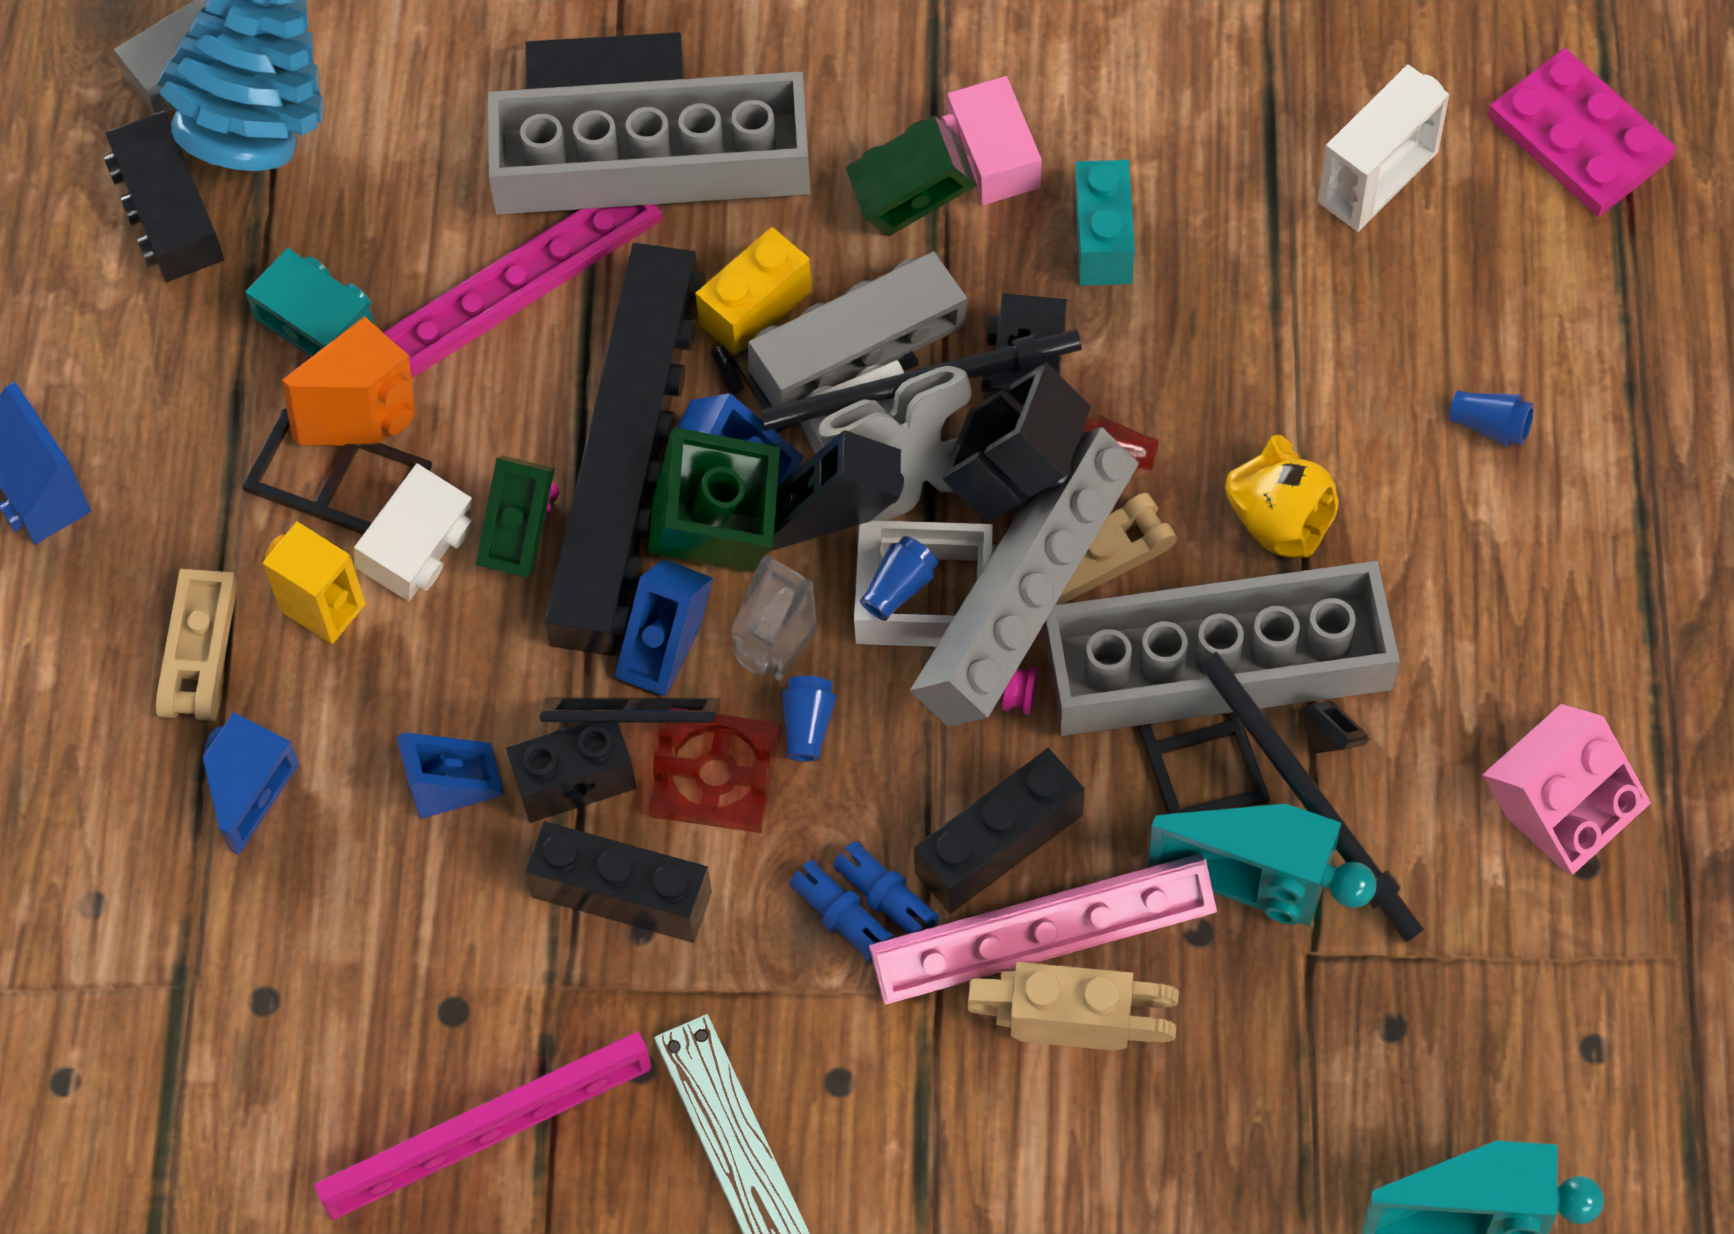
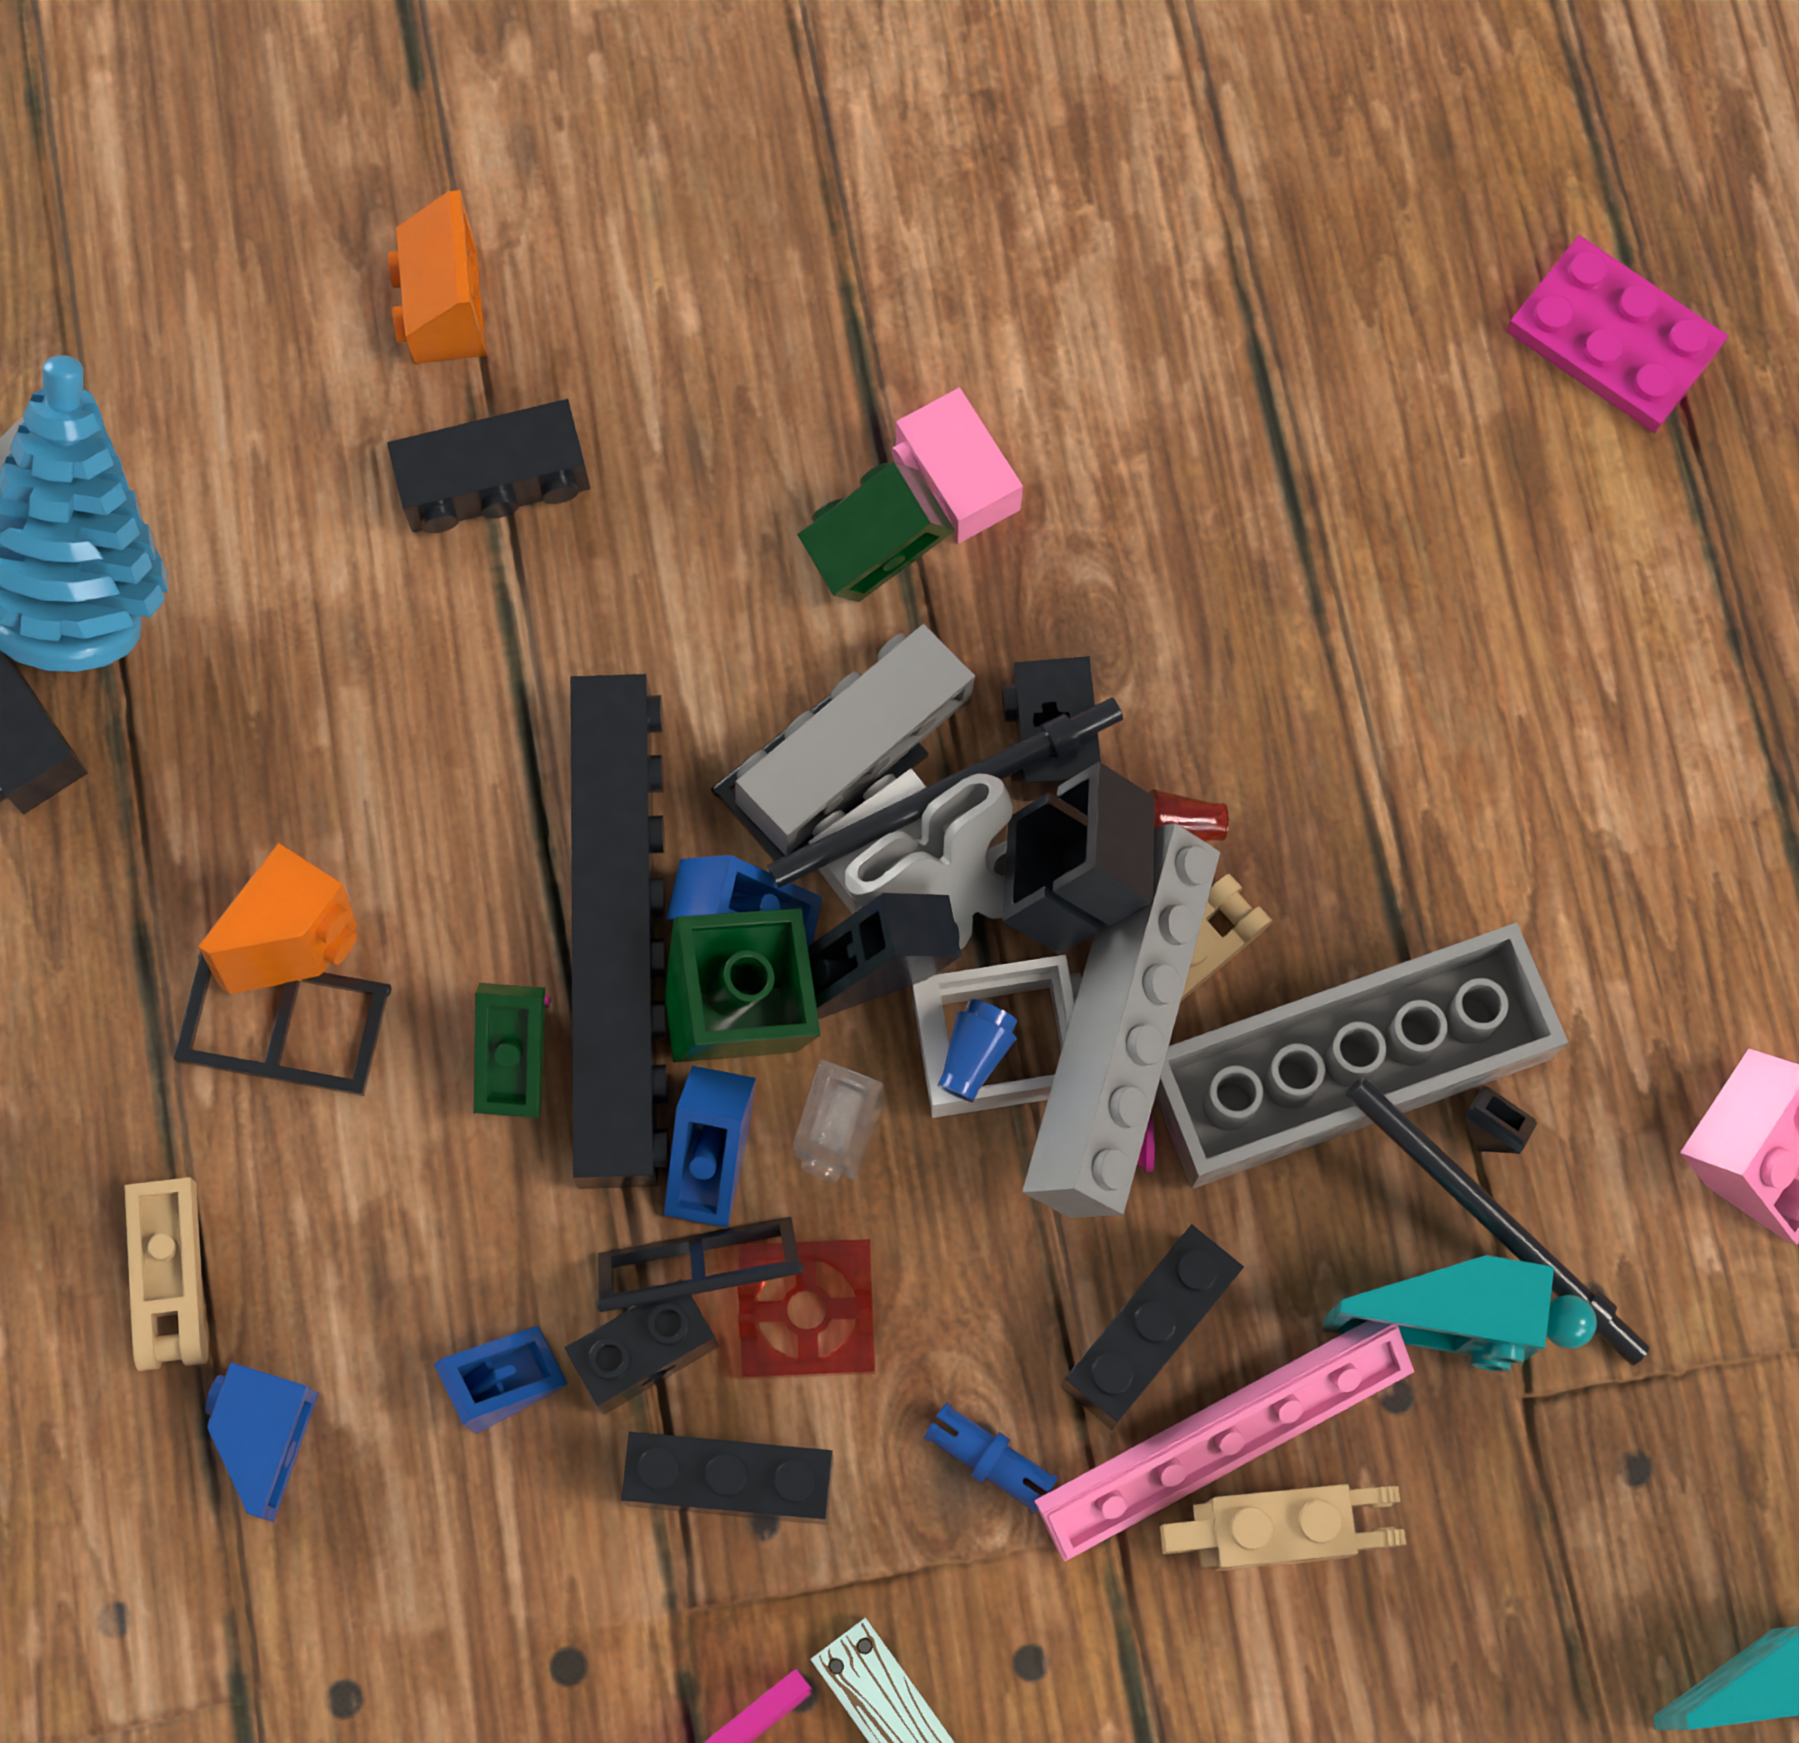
camera: 15 degrees left, 10 degrees up
(305, 303) = (206, 822): teal brick -> none
(313, 582) = (288, 1178): yellow brick -> none
(414, 533) = (392, 1087): white brick -> none
(517, 281) = (441, 735): dark pink tile -> none
(648, 143) = (559, 544): light grey brick -> none
(725, 369) = (708, 805): black leg -> none
(754, 291) = (723, 707): yellow brick -> none
(807, 713) = (899, 1226): blue cone -> none
(885, 890) = (1036, 1424): blue pin -> none
(1104, 222) = (1108, 547): teal brick -> none
(1234, 727) = (1300, 1181): black window -> none
(1283, 499) = (1382, 854): yellow piece -> none
(1383, 147) = (1409, 400): white window -> none
(1493, 415) = (1595, 704): blue cone -> none

